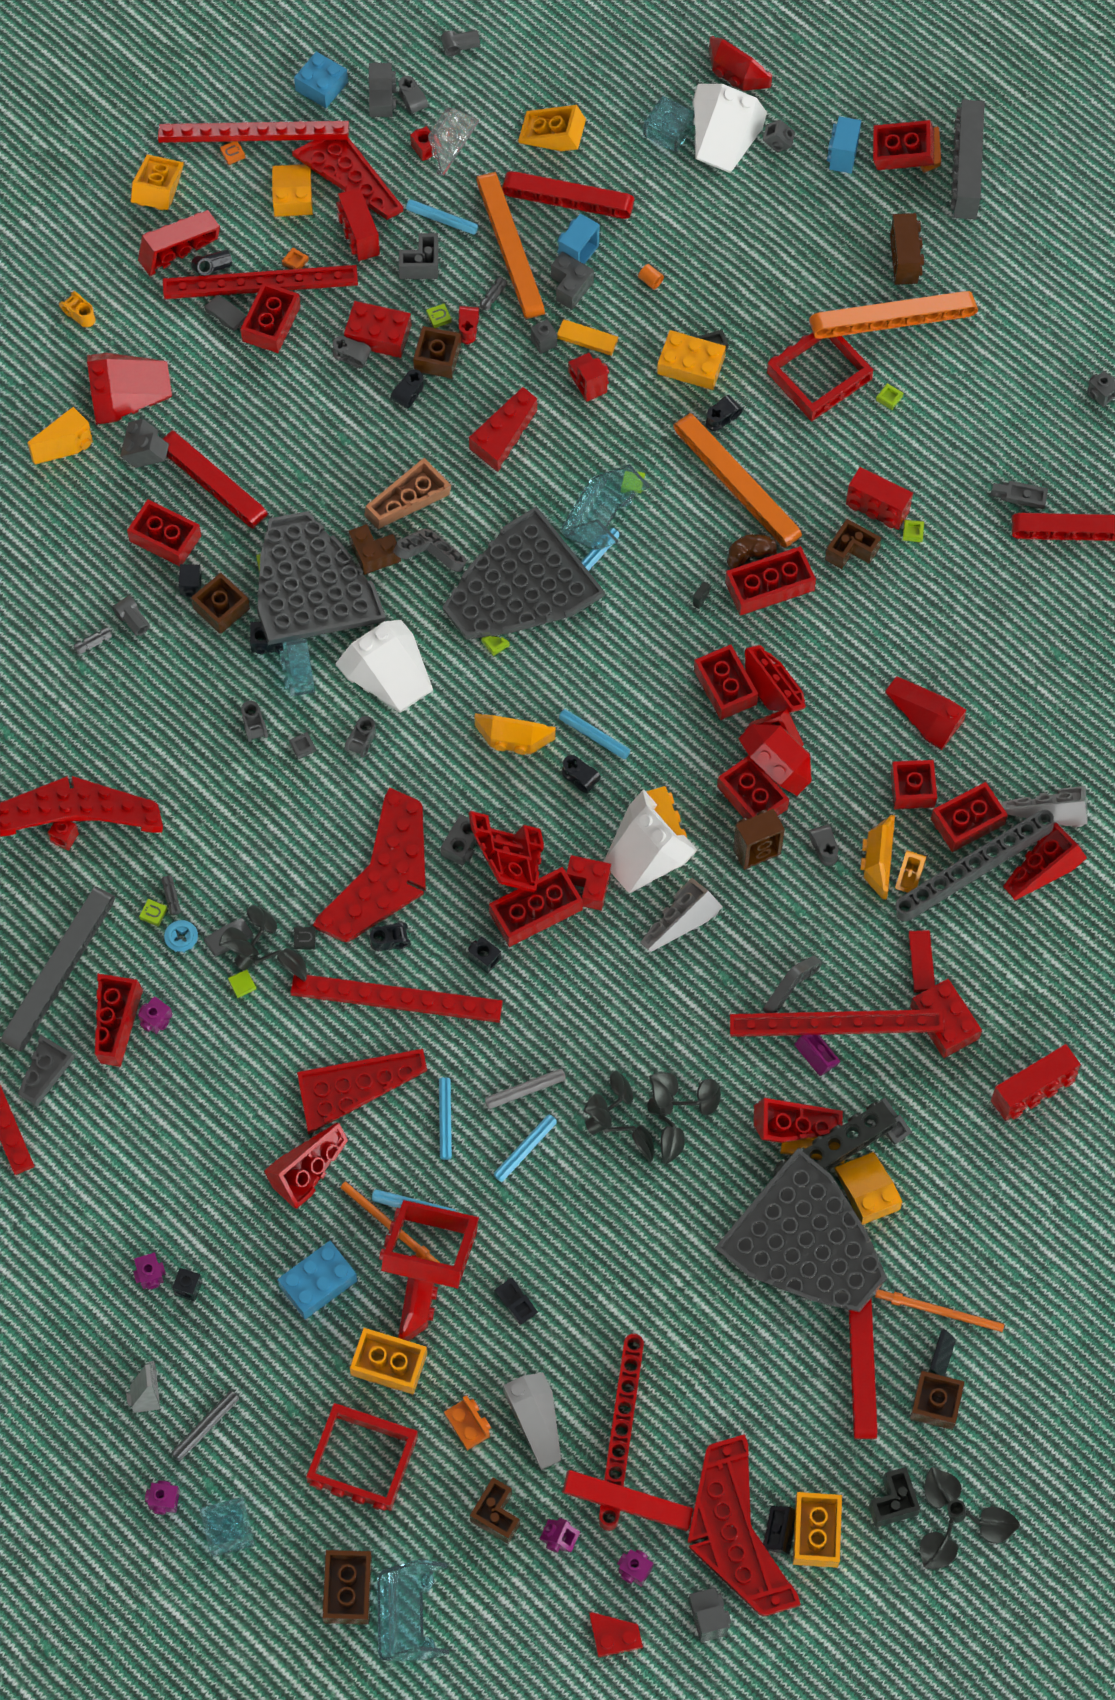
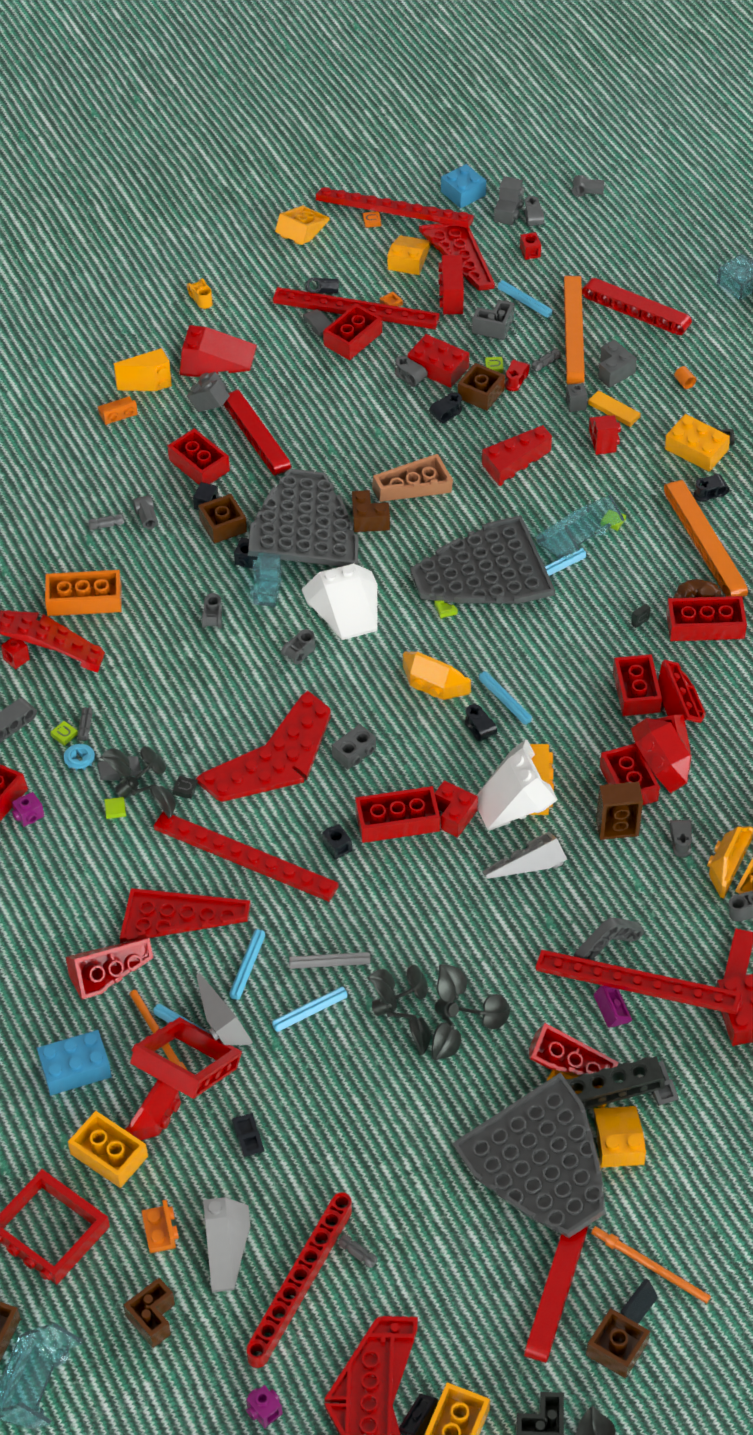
camera: 20 degrees right, 15 degrees down
(47, 492) = (118, 410): none -> orange bracket
(107, 739) = (83, 593): none -> orange brick
(176, 240) = (299, 263): red wedge -> none
(302, 745) = (247, 642): dark grey tile -> none
(391, 937) = (256, 805): black piece -> none
(430, 541) = (419, 518): dark grey beam -> none
(445, 1190) = (220, 1018): none -> light grey wedge
(450, 136) = (553, 243): clear wing -> none
(510, 856) = (386, 765): red wedge -> none
(553, 128) = (643, 259): light orange slope -> none
(559, 1535) = (202, 1352): magenta brick -> none
(580, 239) = (634, 334): dark azure piece -> none
(627, 1500) = (279, 1339): red tile -> none
(664, 1385) = (358, 1251): none -> dark grey axle

